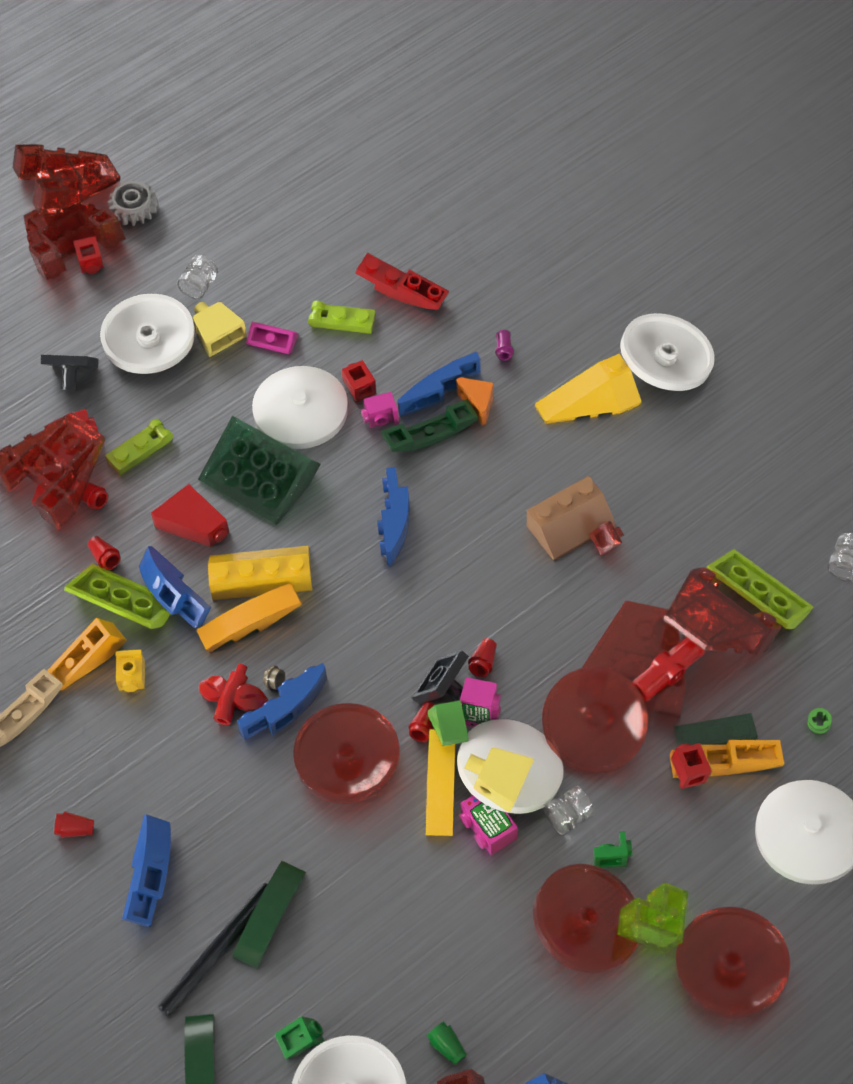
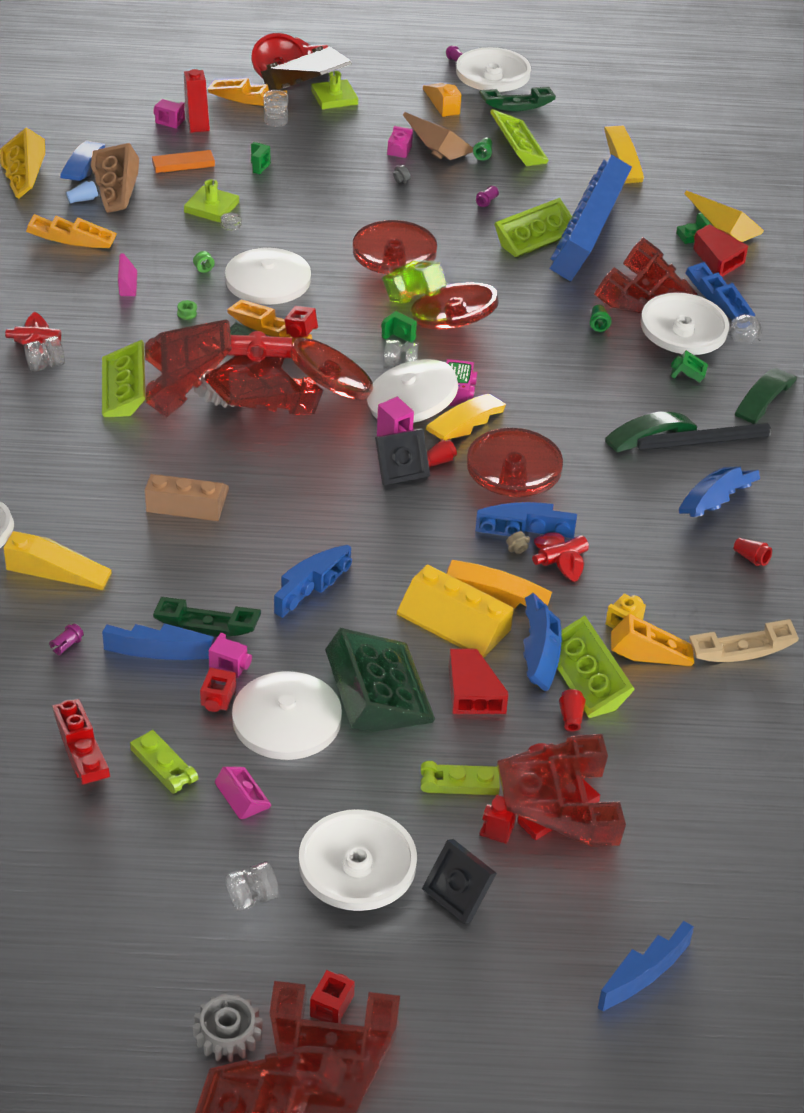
camera: 145 degrees left, 15 degrees down
(217, 327) = (285, 826): light yellow torso -> none
(449, 722) = (431, 419): bright green slope -> none
(479, 395) = (140, 607): orange slope -> none
(483, 658) = (355, 460): red cone -> none
(500, 776) = (433, 360): light yellow torso -> none
(606, 537) = (180, 461): clear red tile -> none

